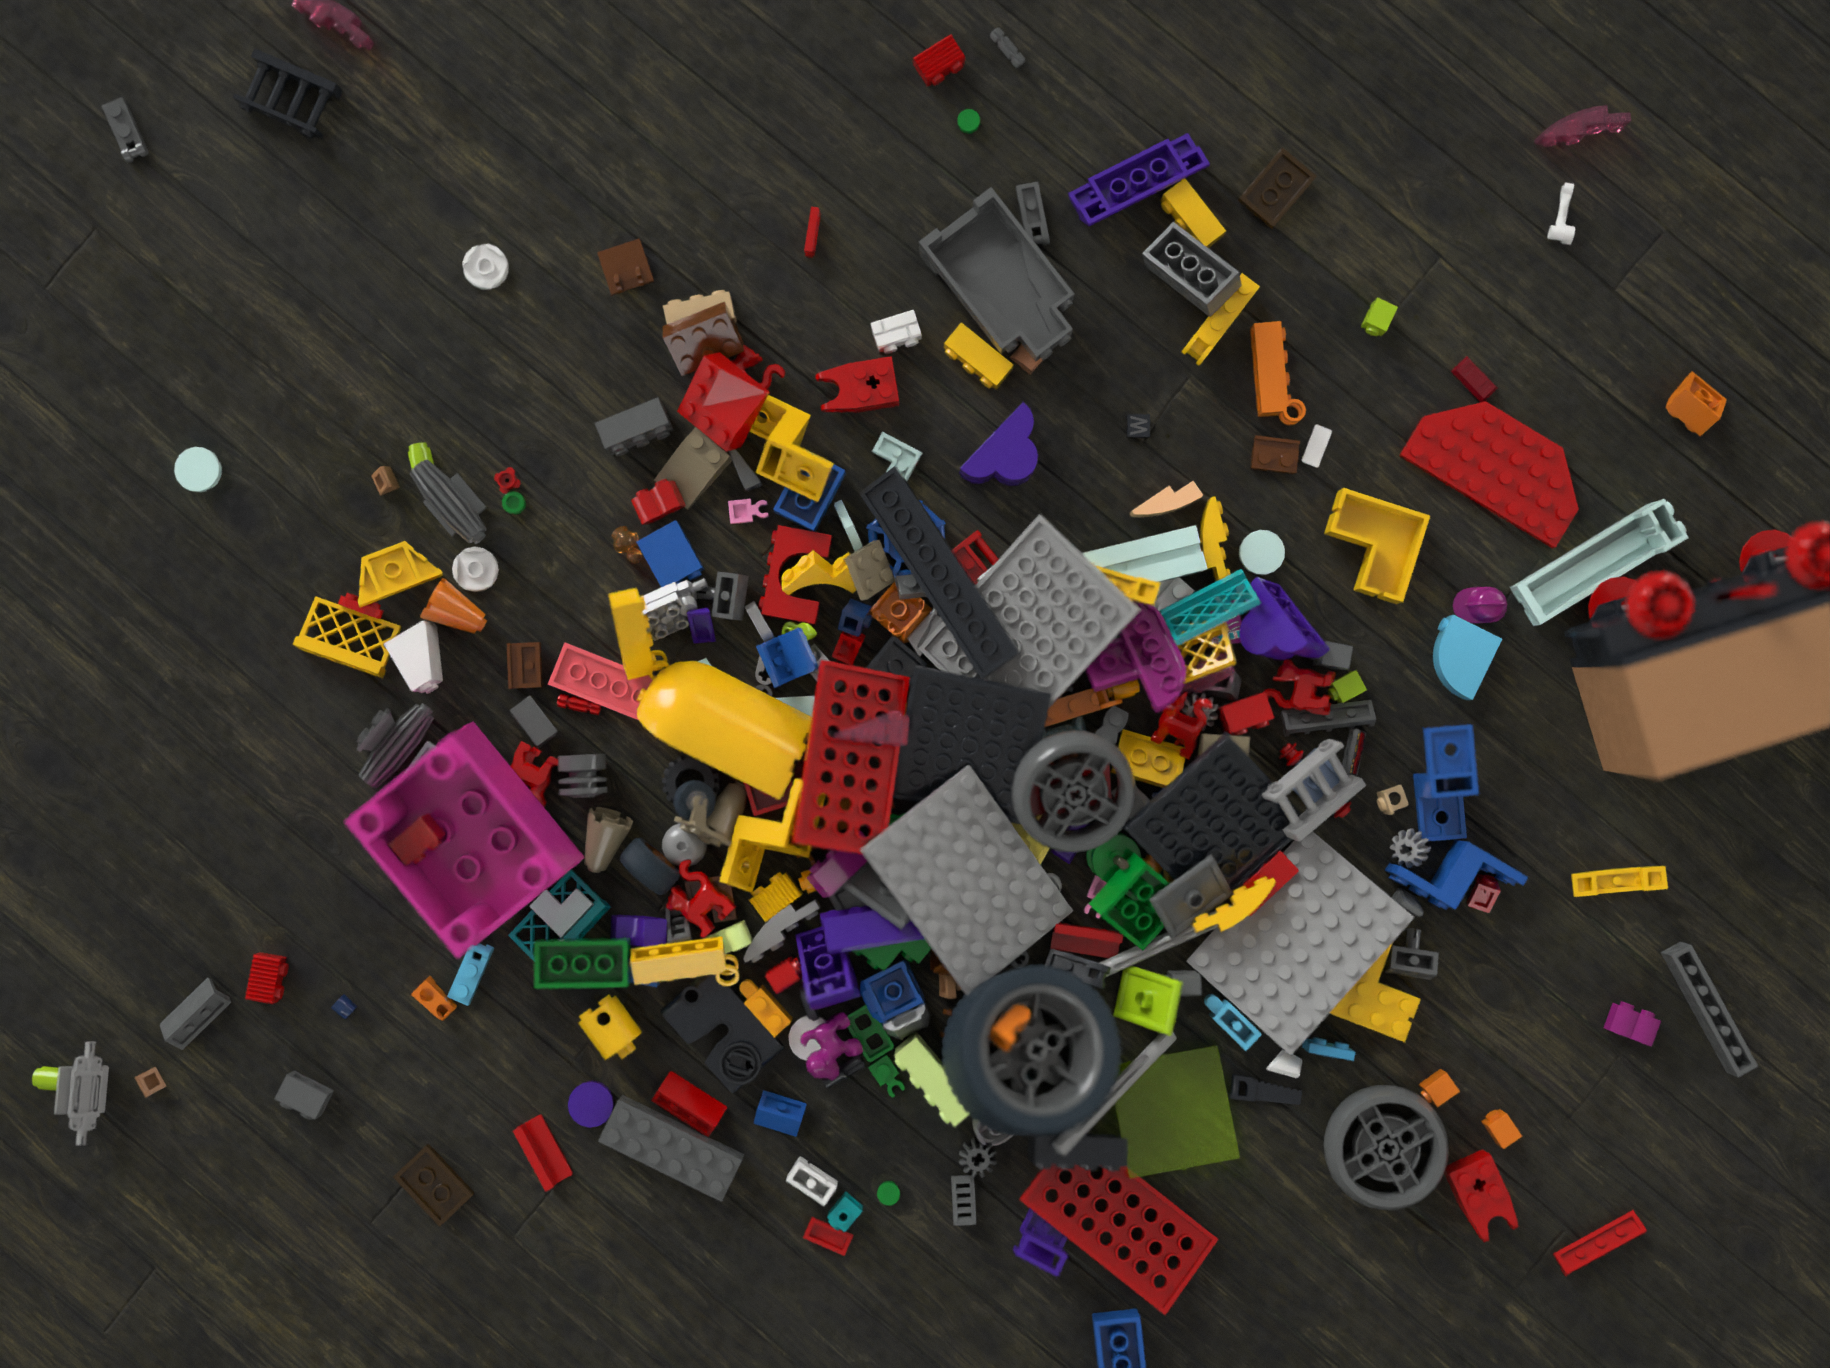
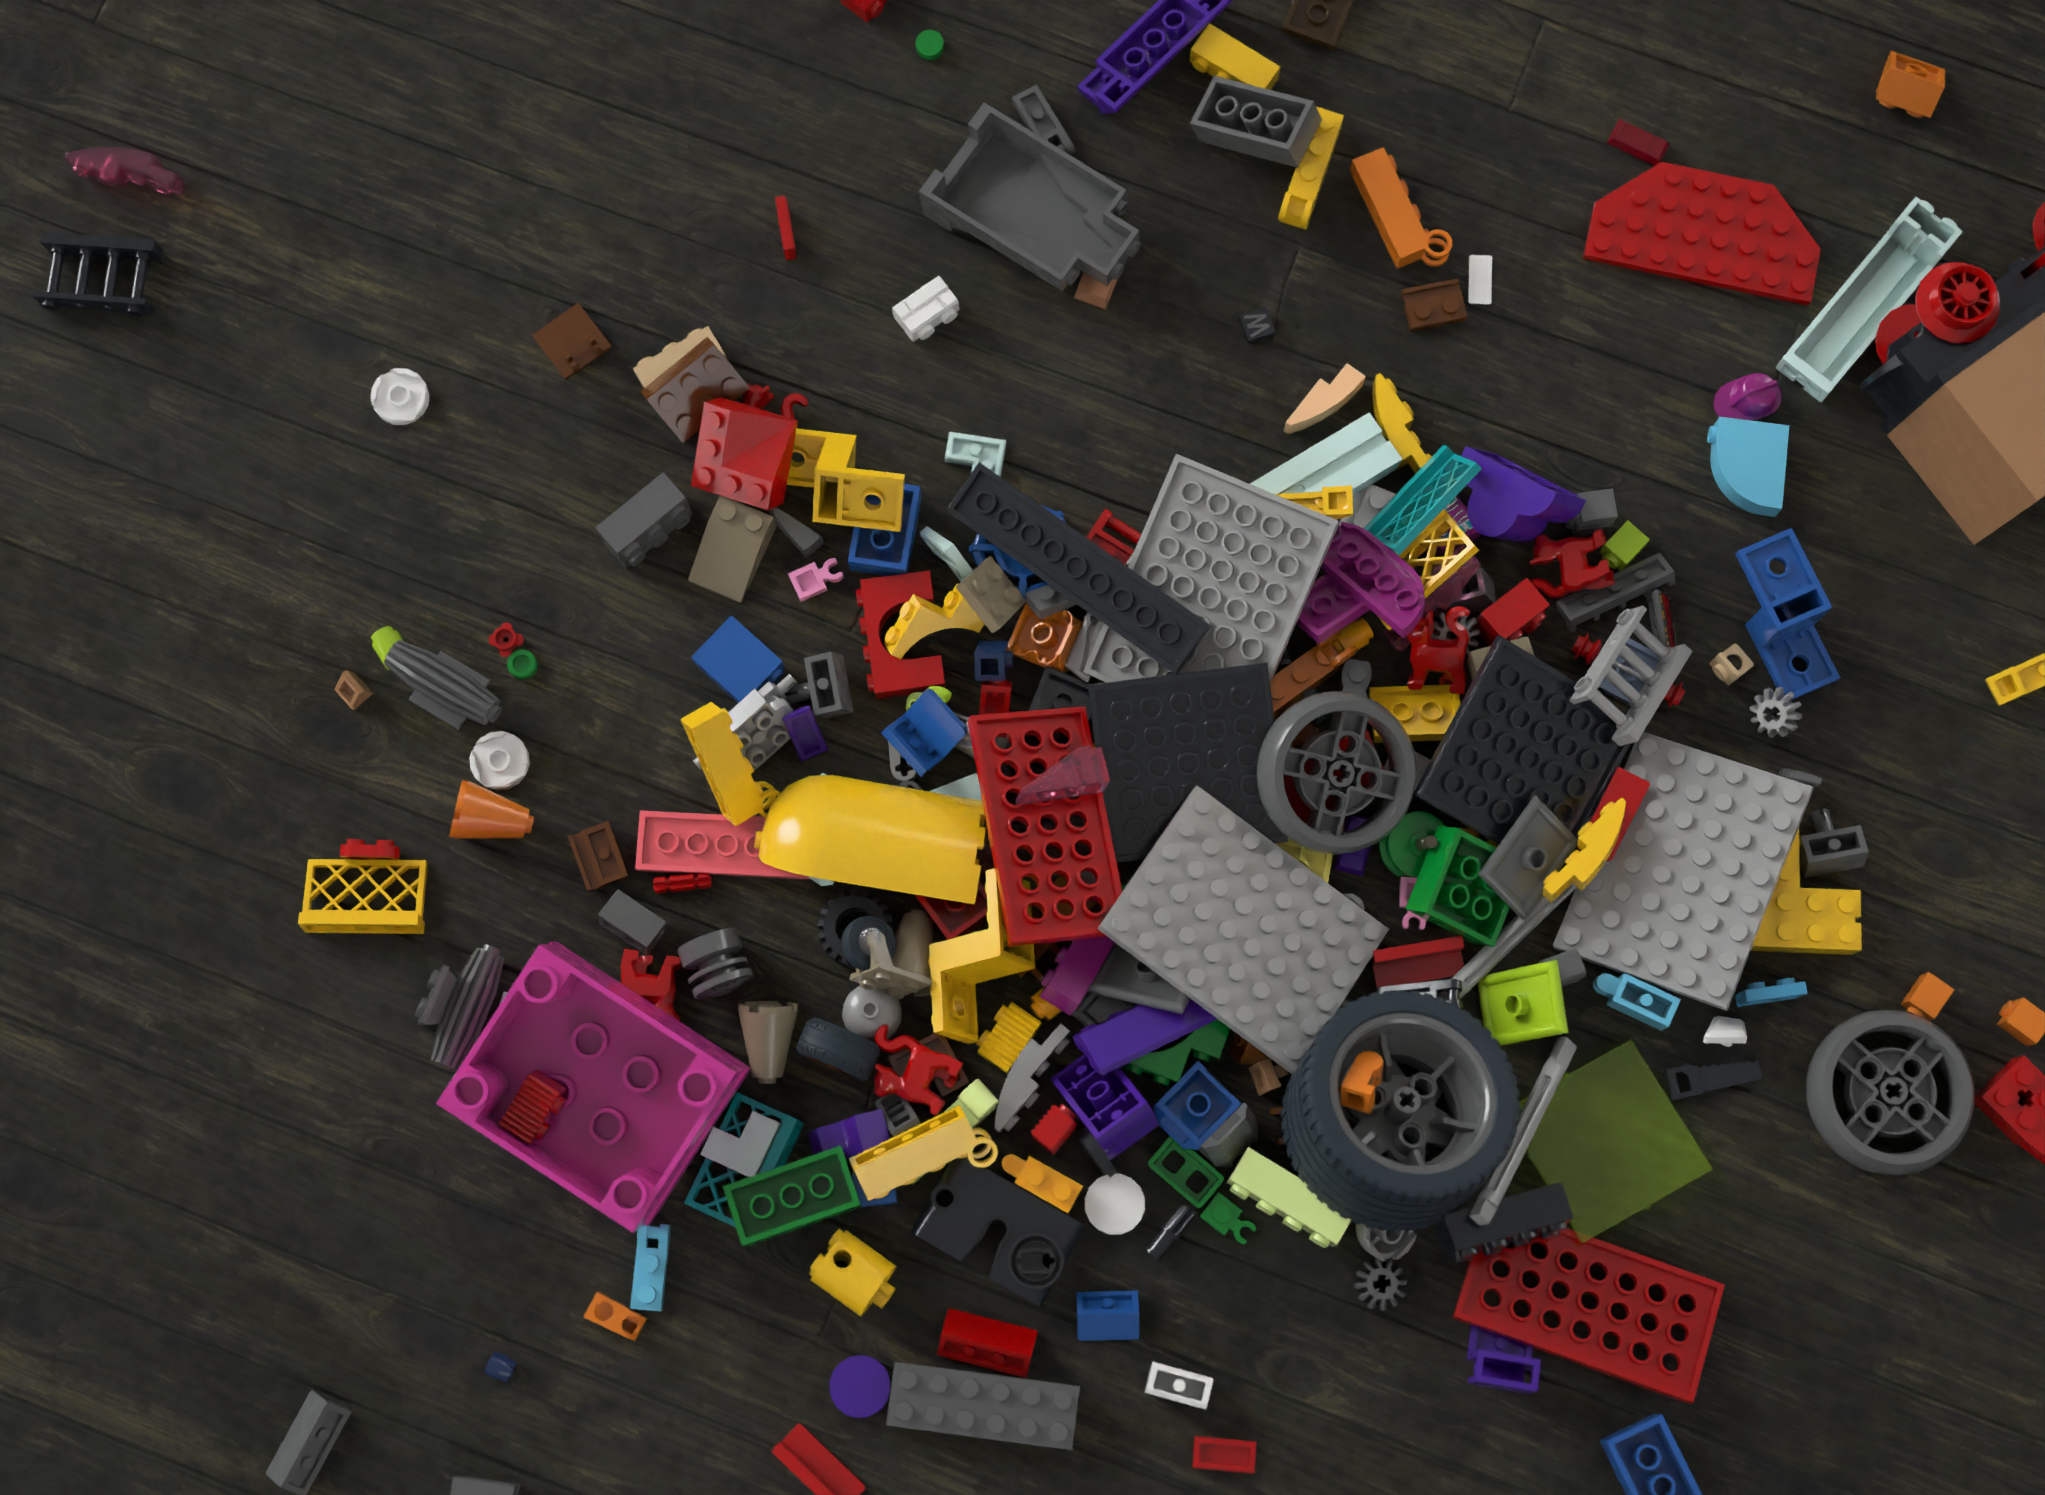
camera: 15 degrees left, 10 degrees down
(197, 469) = (114, 753): light aqua tile -> none
(266, 978) = (389, 1362): red brick -> none
(393, 572) = (398, 795): yellow wing -> none
(418, 656) = (461, 885): white slope -> none
(625, 542) = (677, 666): clear orange animal -> none
(657, 502) = (701, 602): red brick -> none
(759, 621) = (874, 705): light grey beam -> none
(823, 1061) = (1141, 1223): magenta animal -> none
(844, 1212) = (1234, 1415): teal brick -> none
(854, 391) = (899, 391): red brick -> none
(888, 1193) = (1282, 1371): green tile -> none
(963, 1220) = (1376, 1362): dark grey slope -> none
(977, 356) = (1035, 306): yellow brick -> none
(1006, 453) = (1110, 406): dark purple brick -> none
(1261, 552) = (1461, 422): light aqua tile -> none
(1379, 317) = (1498, 107): lime brick -> none
(1391, 540) = (1605, 349): yellow piece -> none
(1455, 875) = (1843, 724): blue bracket -> none
(1484, 893) = (1888, 738): red bracket -> none

